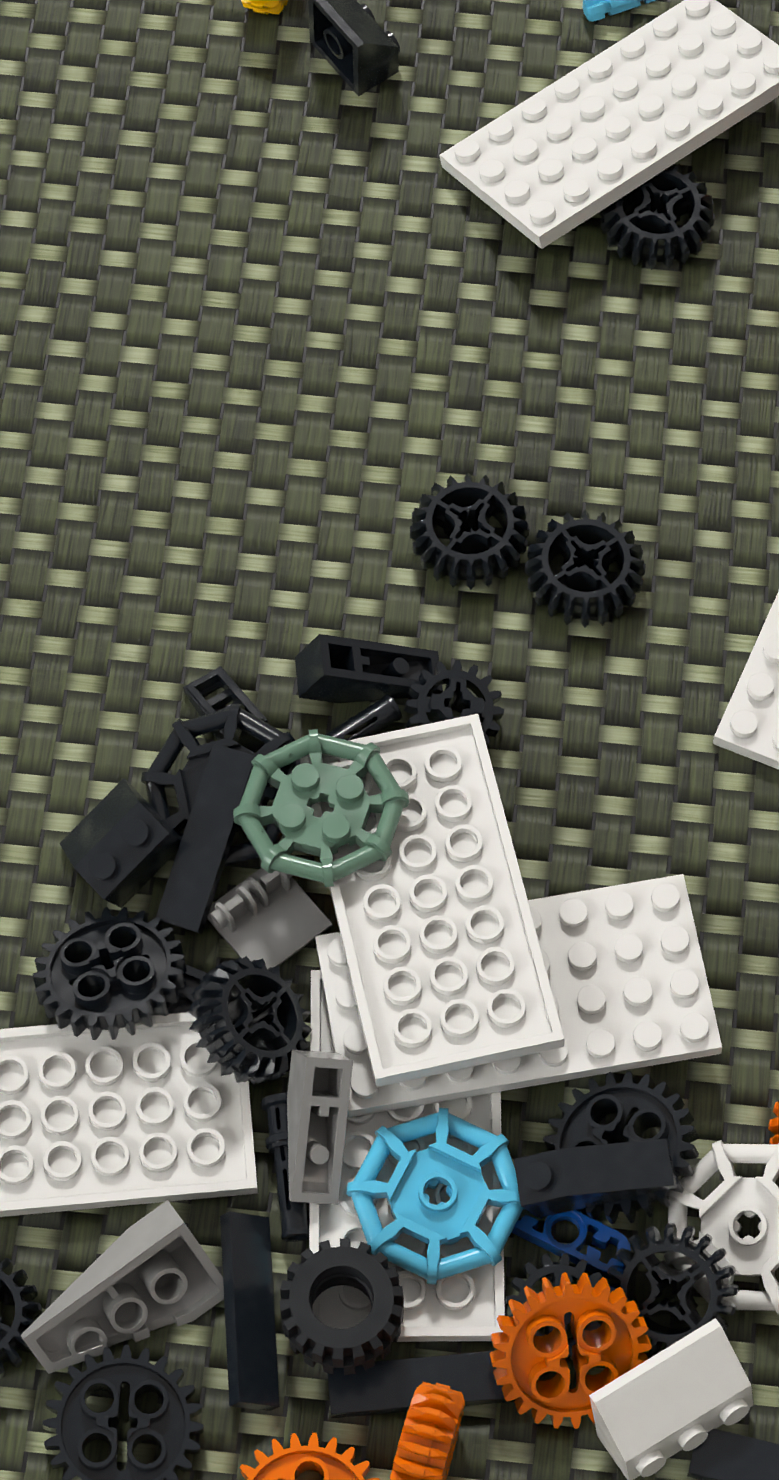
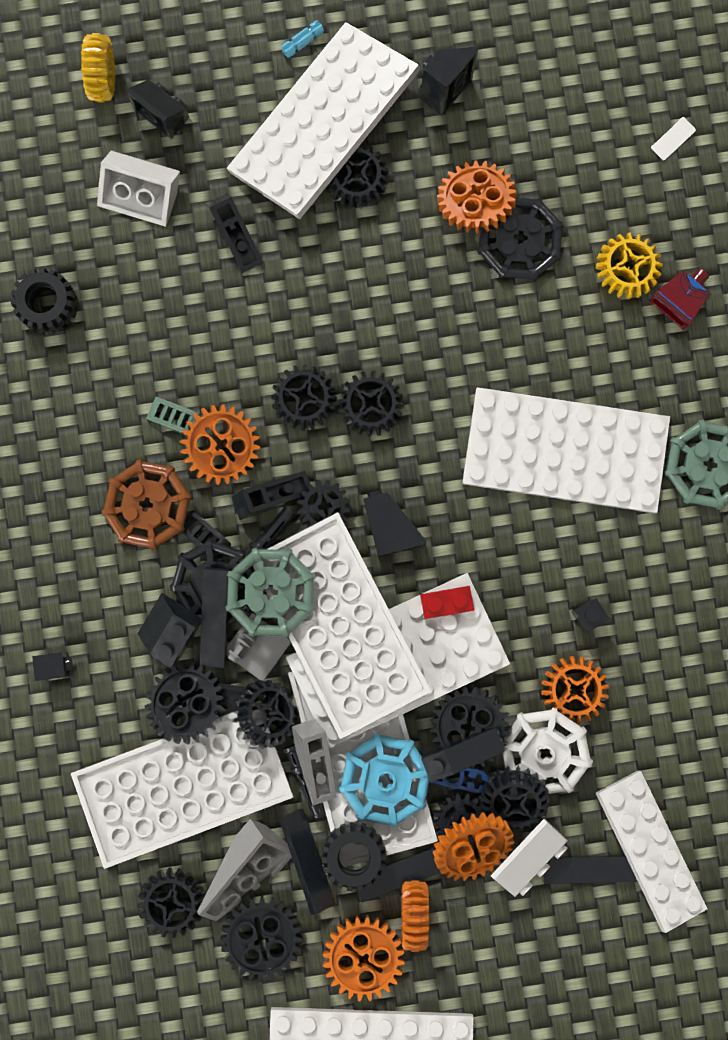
camera: 15 degrees left, 20 degrees up
(68, 249) = (31, 287): none -> black tyre
(140, 612) = (138, 493): none -> dark orange plate
(247, 536) = (168, 424): none -> sand green slope
(264, 579) = (204, 458): none -> orange gear
(280, 149) = (137, 188): none -> white slope
(424, 250) = (235, 232): none -> black slope
(566, 774) = (390, 526): none -> black slope
(633, 908) = (447, 602): none -> red plate

